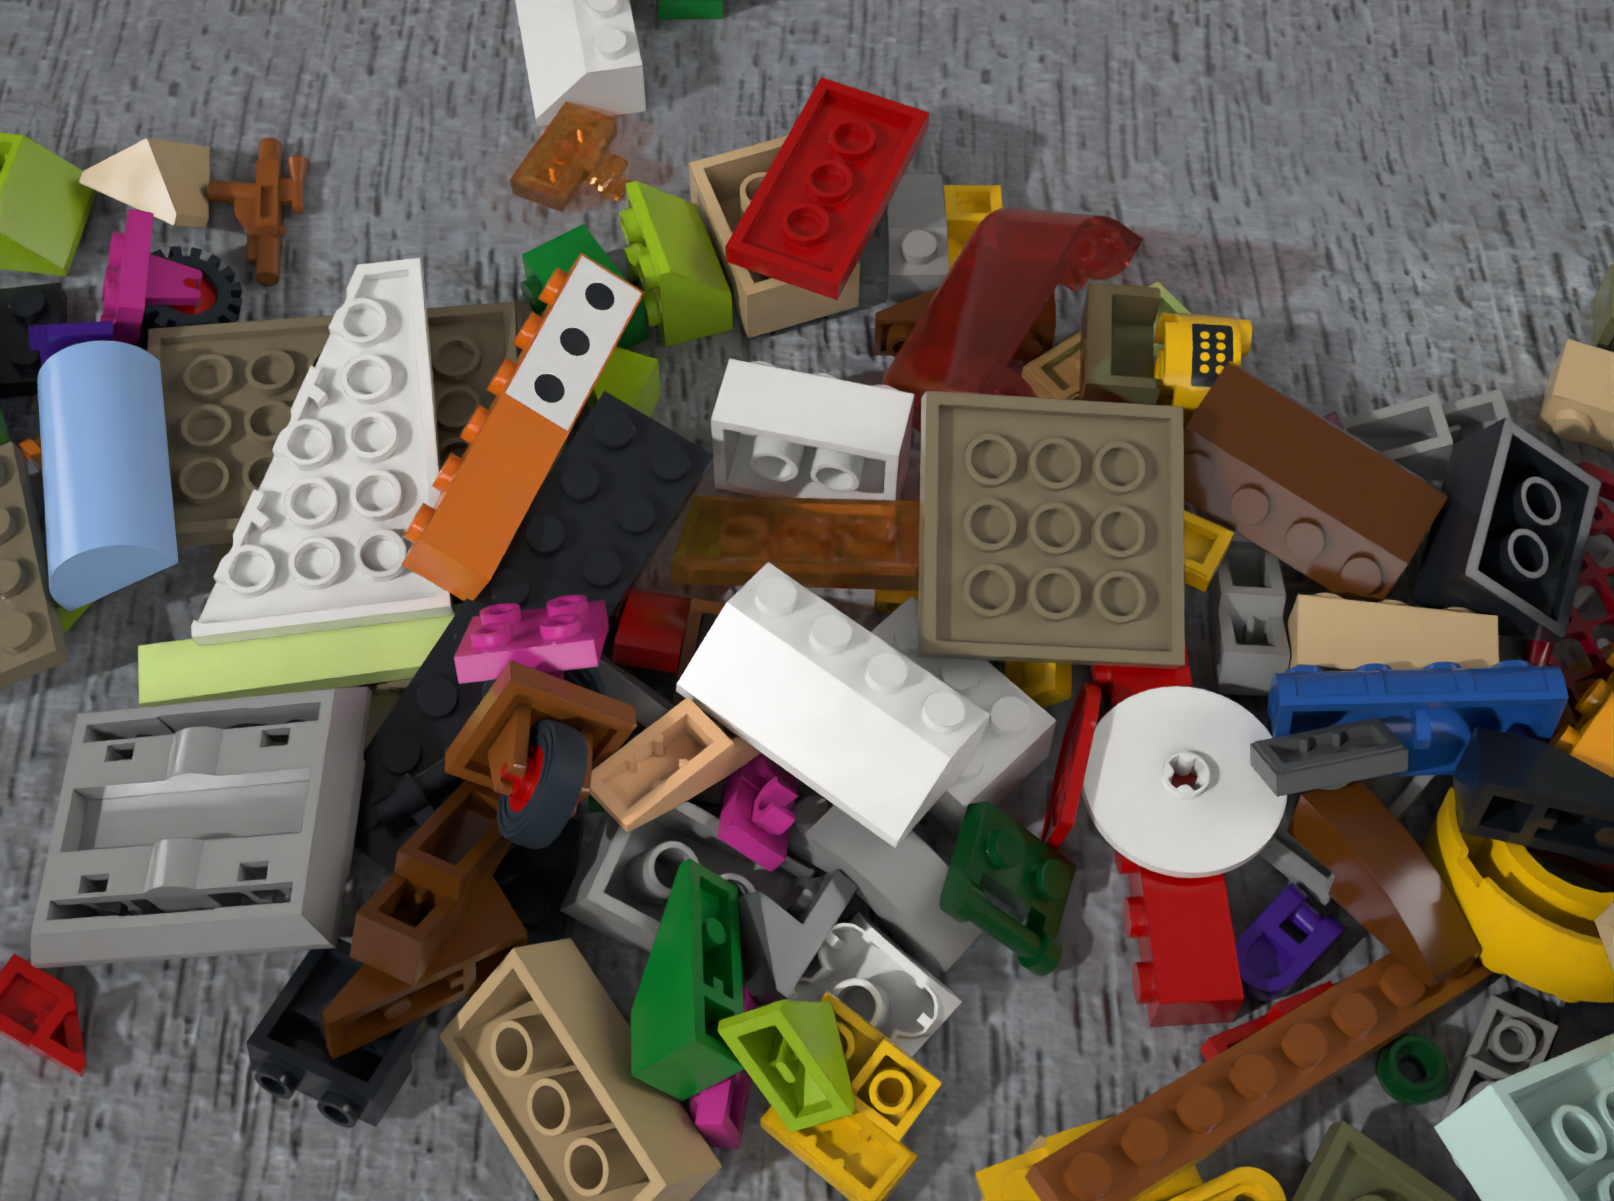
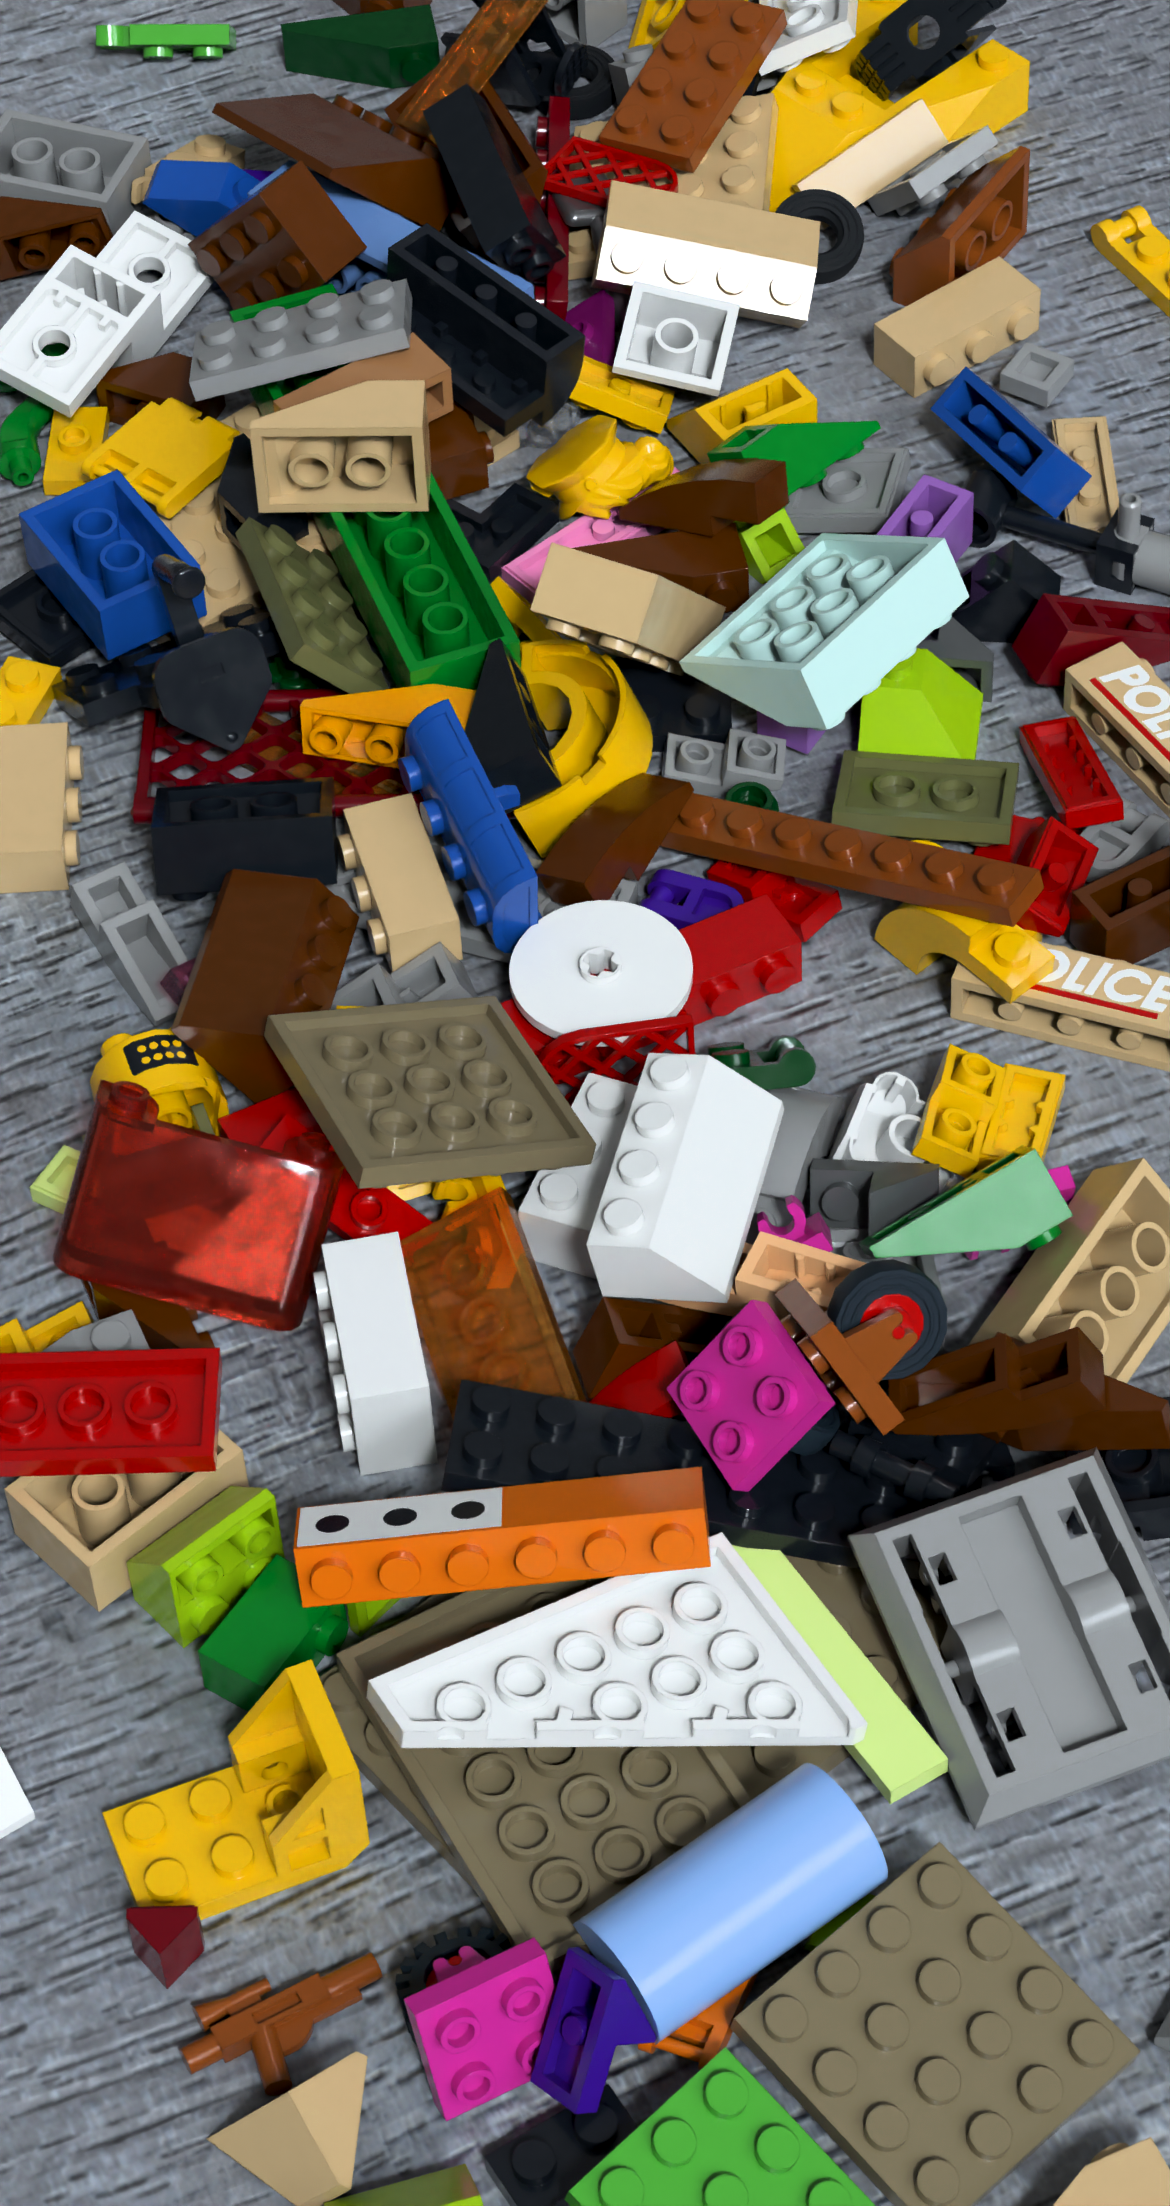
camera: 110 degrees left, 10 degrees down
(364, 147) = (166, 1939): none -> dark red slope
(437, 210) = (256, 1827): none -> yellow bracket
(567, 156) = (87, 1741): clear orange plate -> none
(794, 1060) = (985, 1128): lime slope -> none
(1328, 757) = (563, 880): dark grey plate -> none

